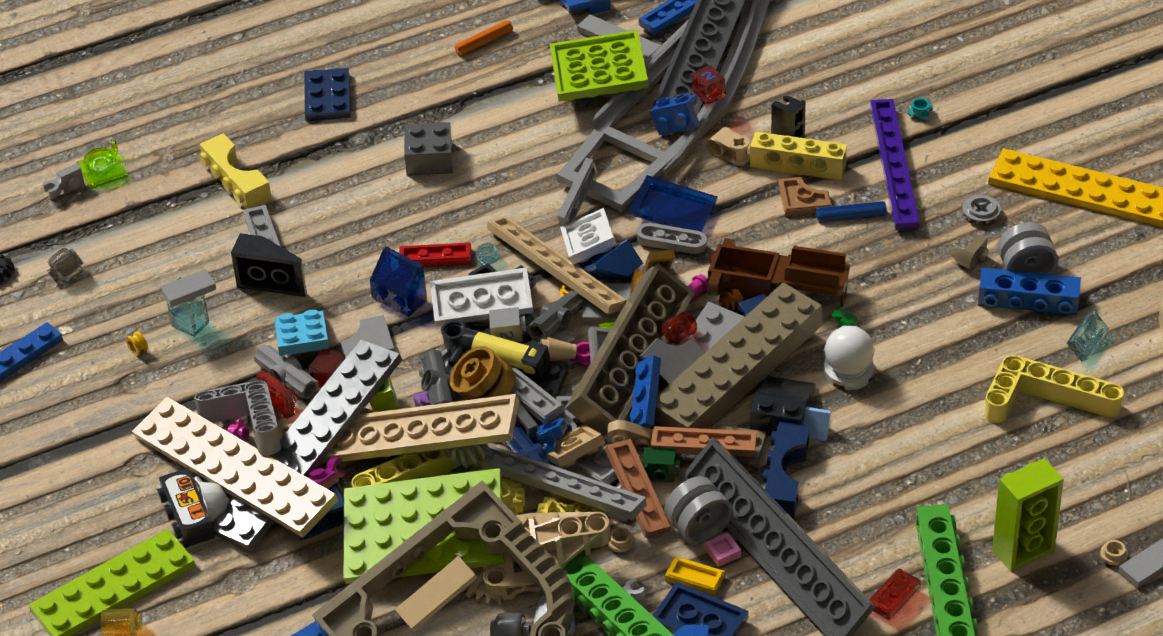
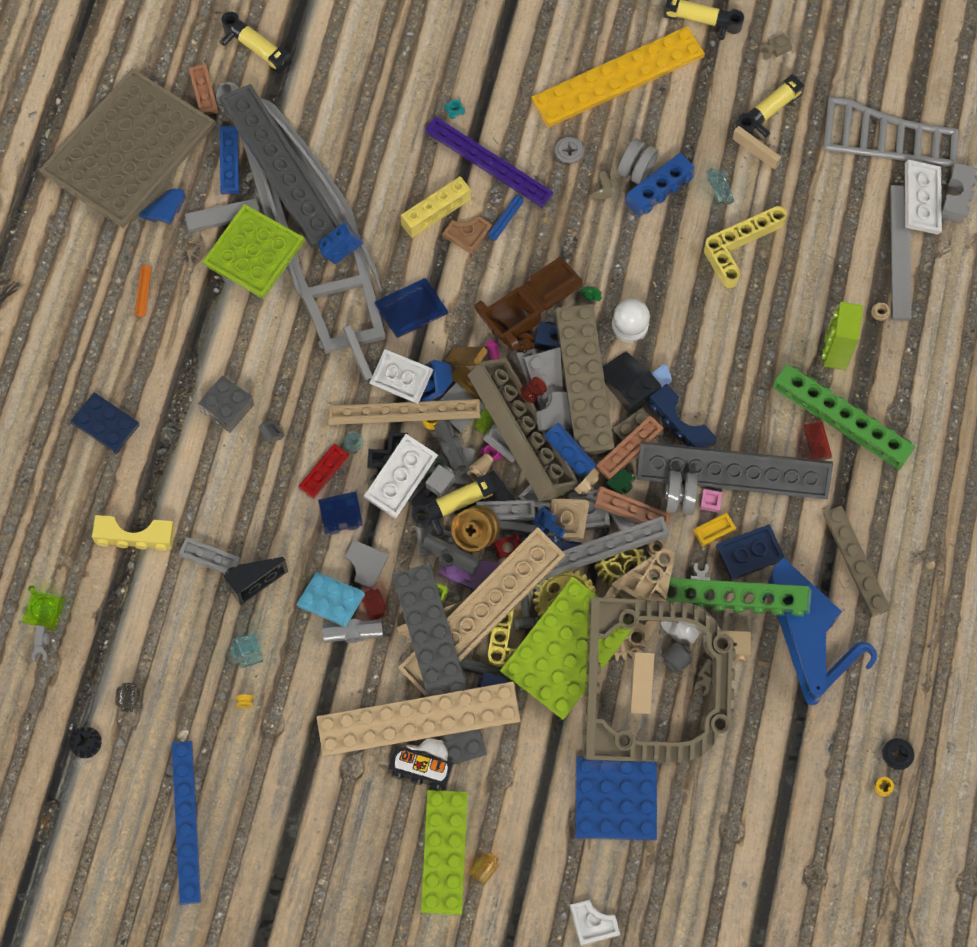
camera: 55 degrees left, 25 degrees up
(188, 288) = (251, 642): light grey tile -> none
(239, 430) = (383, 695): dark pink plate -> none
(240, 401) = (386, 674): light grey beam -> none
(281, 398) = (368, 650): clear red plate -> none
(329, 475) = (476, 675): magenta plate -> none
(435, 194) = (271, 431): none -> dark grey plate
(671, 238) = (442, 324): light grey plate -> none
(708, 84) = (334, 205): clear red brick -> none
(730, 147) = (386, 235): tan piece -> none
(789, 118) = (408, 191): black hinge -> none

